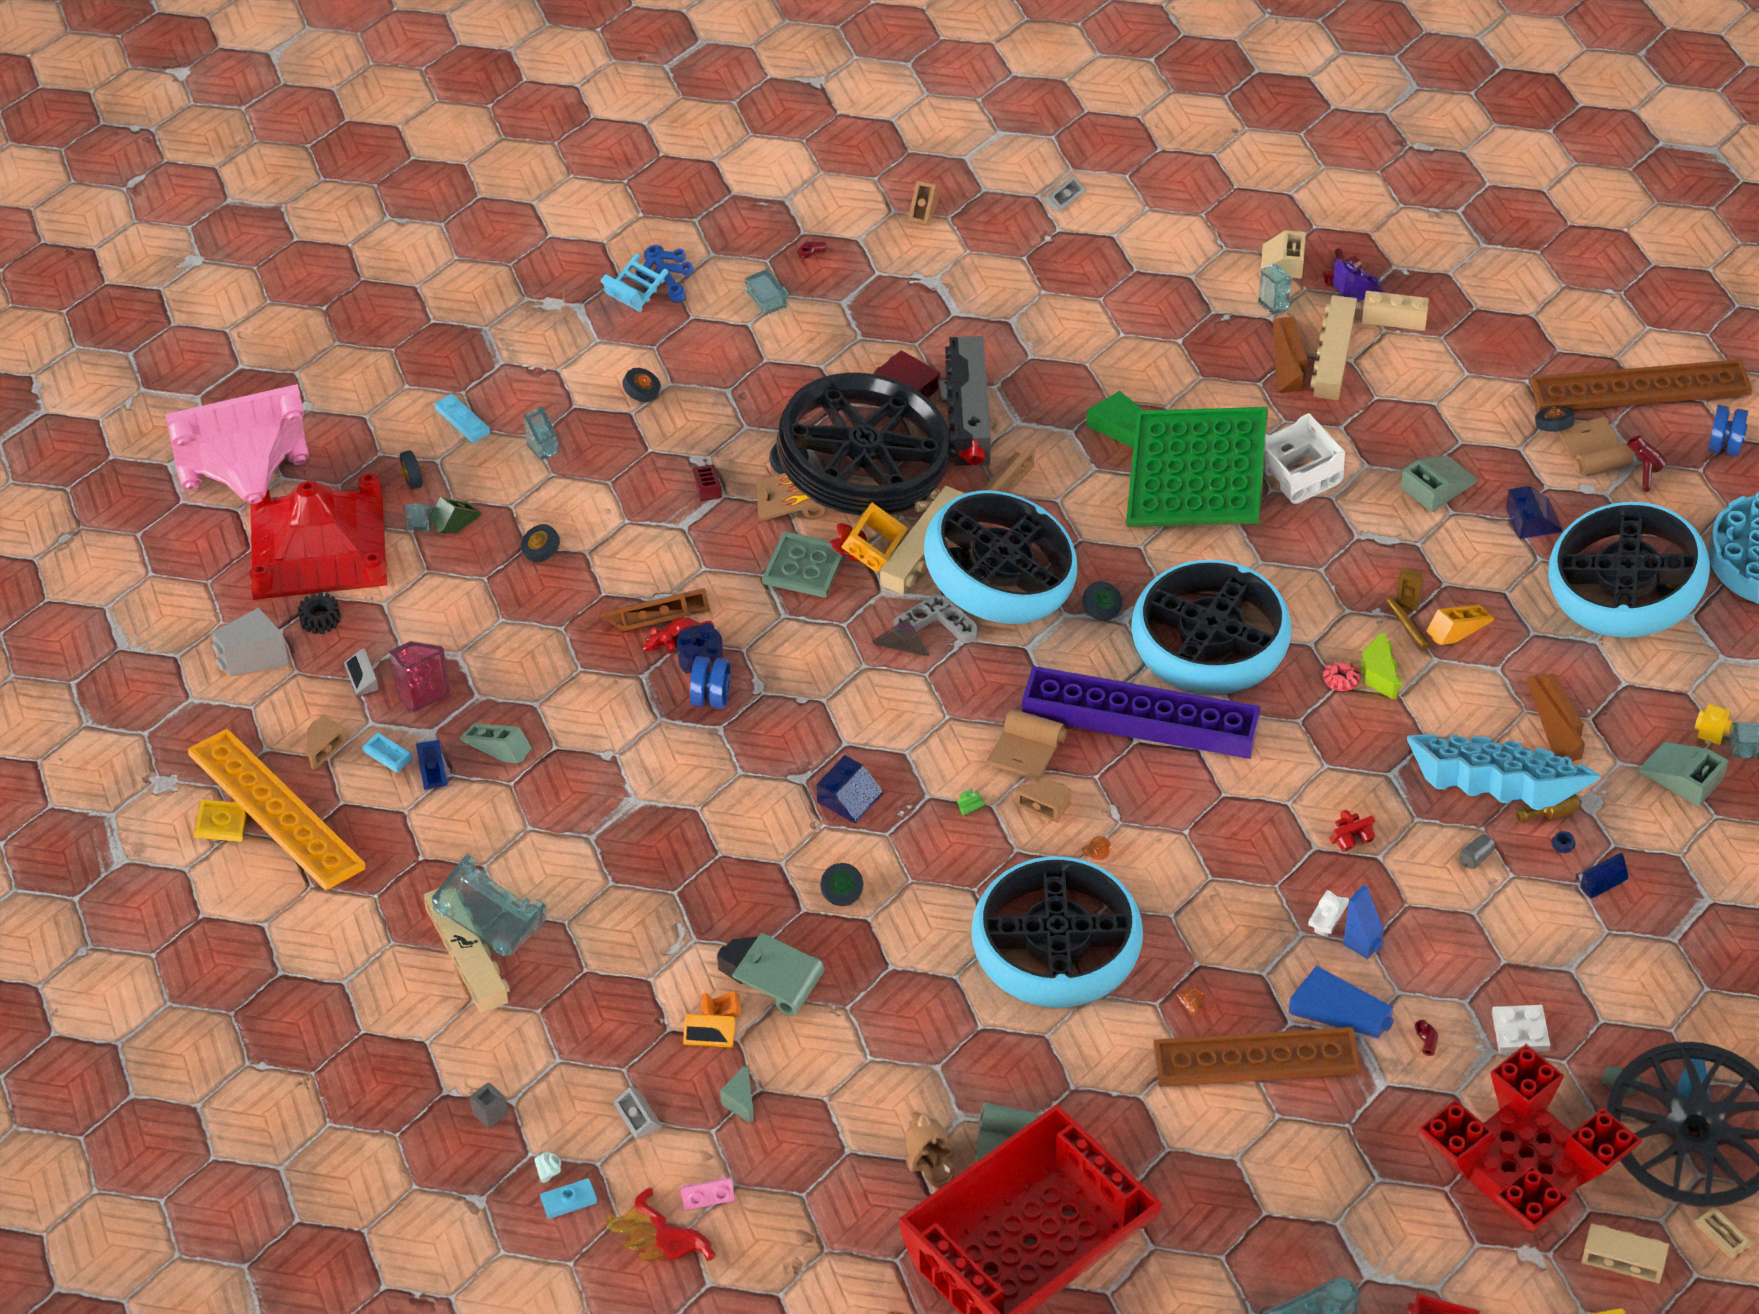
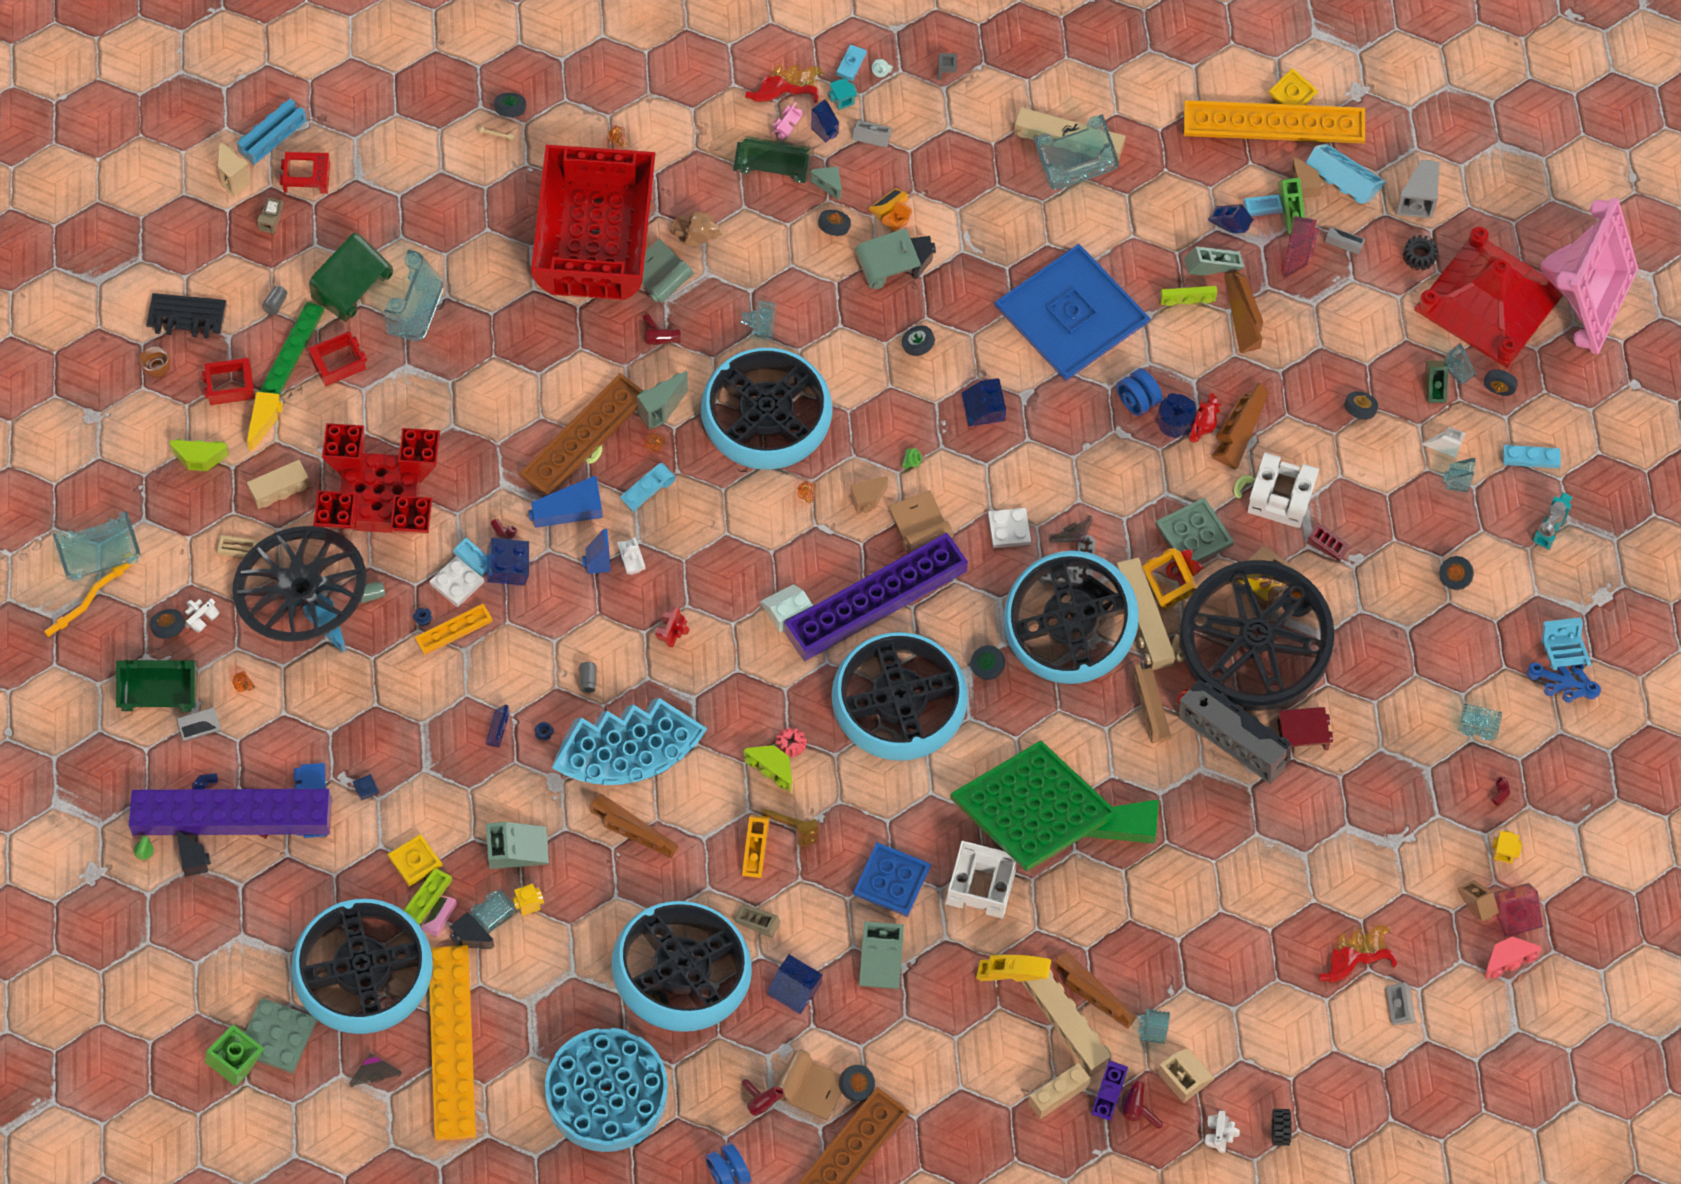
camera: 130 degrees right, 15 degrees up
(282, 718) = (1345, 173): none -> medium azure slope
(356, 731) = (1292, 200): none -> bright green slope
(509, 471) = (1447, 441): none -> white slope
(518, 357) = (1555, 518): none -> hips
(528, 684) = (1245, 312): none -> dark orange wedge
(556, 732) = (1188, 295): none -> lime plate
(619, 1169) = (842, 93): none -> teal brick
(669, 808) = (1072, 312): none -> blue tile
(676, 1150) = (824, 121): none -> clear blue slope
(697, 540) = (1277, 507): none -> white piece
(715, 573) = (1240, 484): none -> yellowish green piece
(753, 1159) = (773, 157): none -> clear green windscreen
(785, 1050) = (834, 222): none -> black wheel
(858, 214) = (1507, 847): none -> yellow brick
(899, 178) = (1518, 909): none -> clear pink slope
(950, 161) = (1510, 955): none -> coral slope
(952, 687) = (1009, 528): none -> white plate
(962, 1023) = (762, 319): none -> clear light blue hinge
(1051, 240) = (1357, 950): none -> piece
(1080, 1088) = (659, 336): none -> dark red piece
(1147, 1012) = (660, 401): none -> sand green slope
(1226, 769) = (786, 605): none -> light aqua slope
(1229, 959) = (647, 486): none -> medium azure plate
(1253, 180) = (1281, 1127): none -> black tyre
(1296, 210) = (1224, 1131): none -> white hips
(1349, 383) = (1013, 967): none -> yellow slope
(1368, 522) = (892, 879): none -> blue plate
(1457, 993) = (508, 561): none -> clear blue brick
(1484, 1032) = (471, 556): none -> medium azure plate
(1517, 563) = (769, 925): none -> dark tan slope
(1568, 986) = (453, 629): none -> light orange plate
(1587, 1027) = (422, 621): none -> dark blue plate

